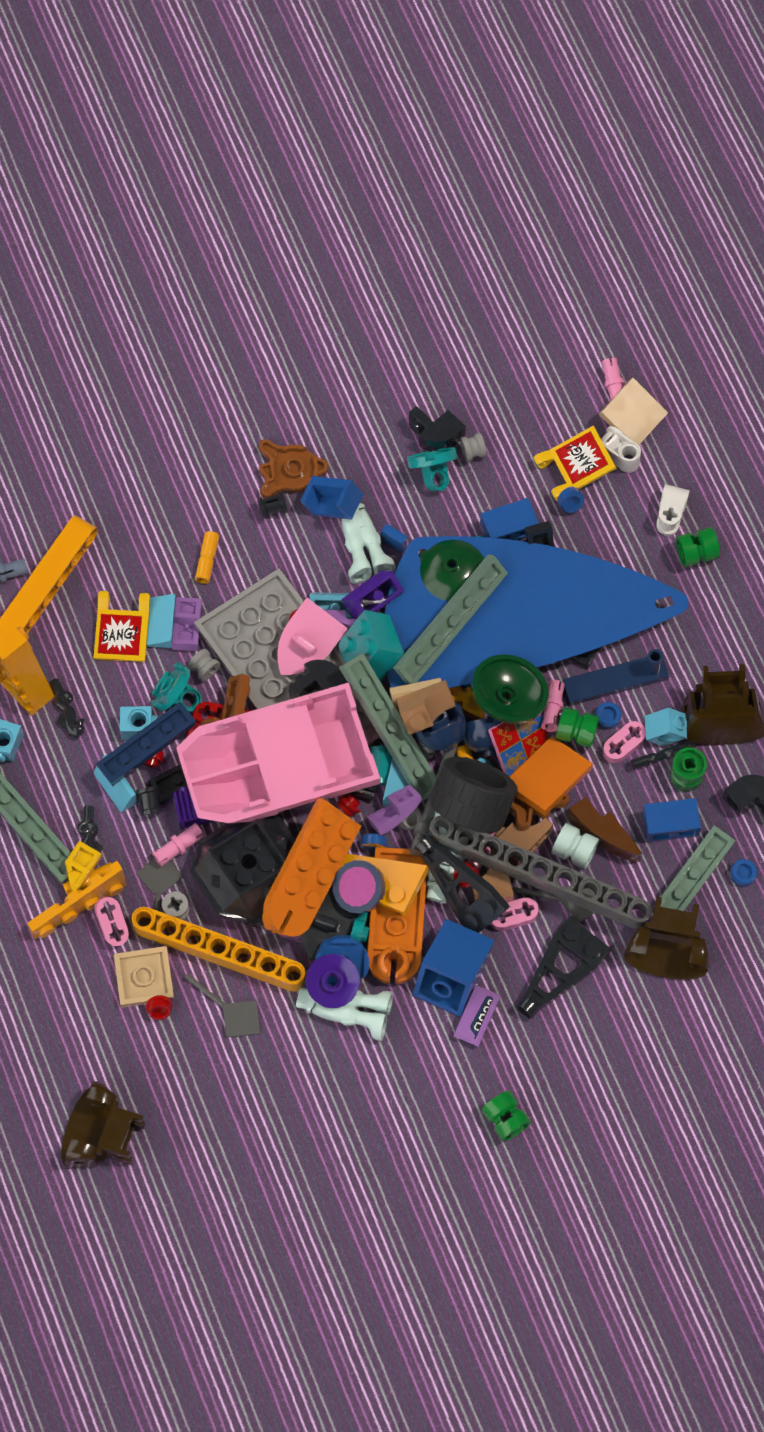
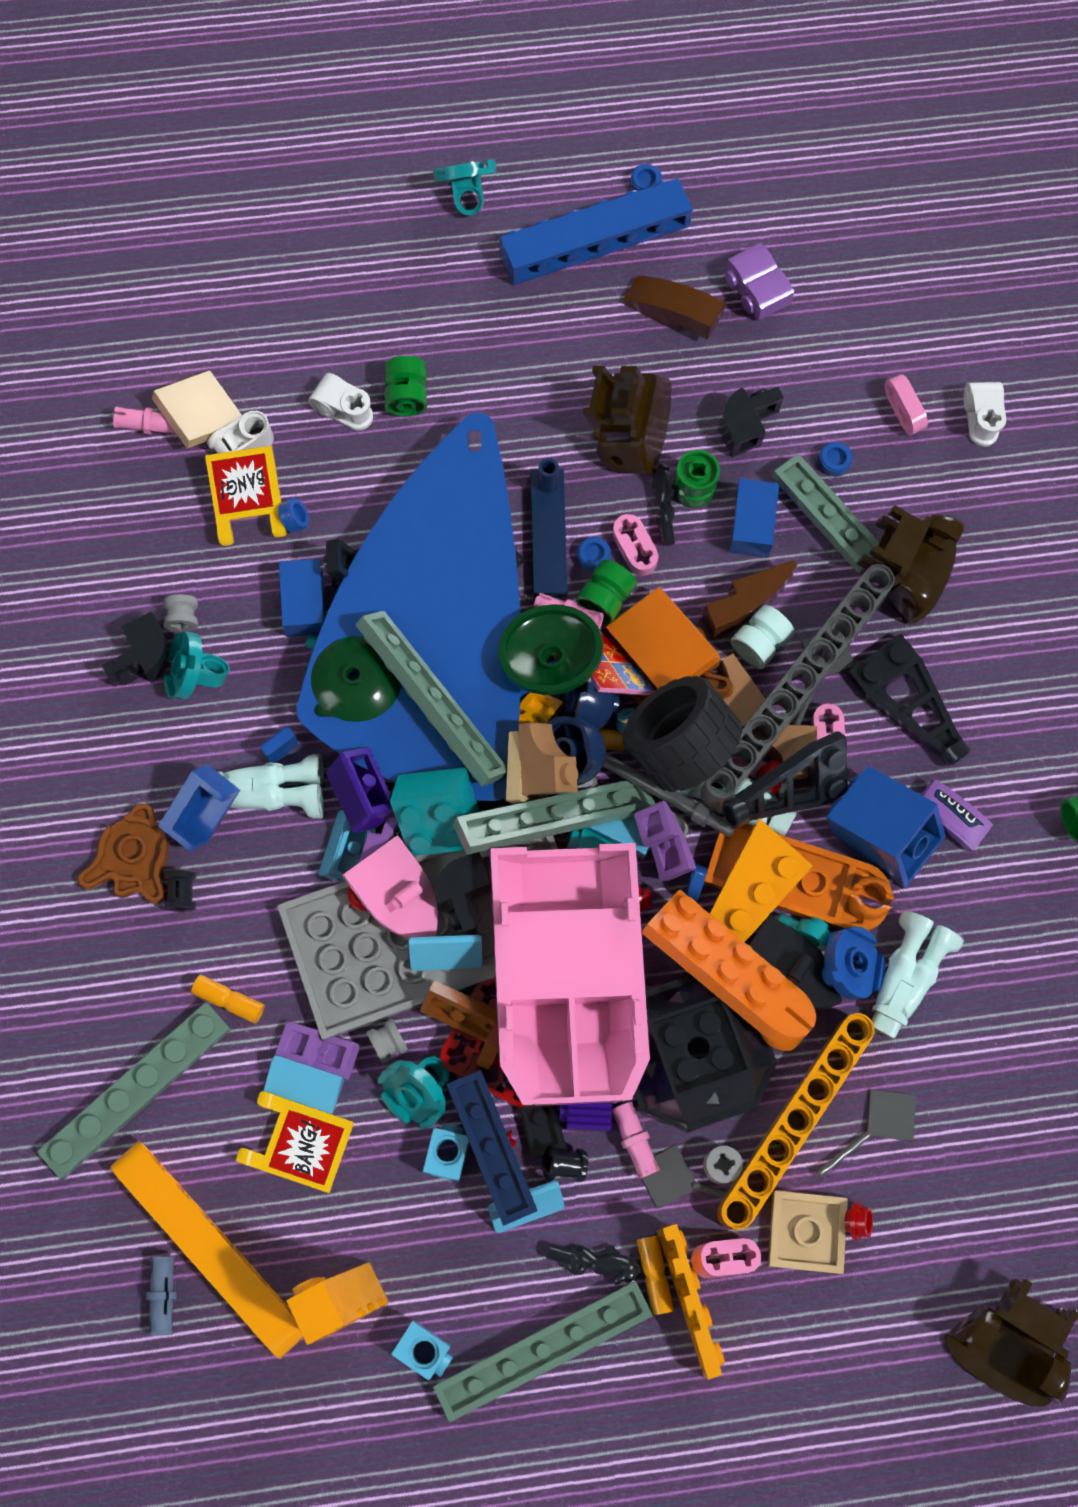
camera: 80 degrees left, 5 degrees up
(68, 718) = (411, 1250): black animal -> none
(81, 864) = (638, 1283): yellow tile -> none
(131, 518) = (133, 1091): none -> sand green plate
(272, 680) = (445, 952): none -> medium azure slope
(345, 987) = (898, 977): dark purple dish -> none
(358, 886) = (765, 913): tile -> none
(665, 726) = (635, 487): medium azure brick -> none

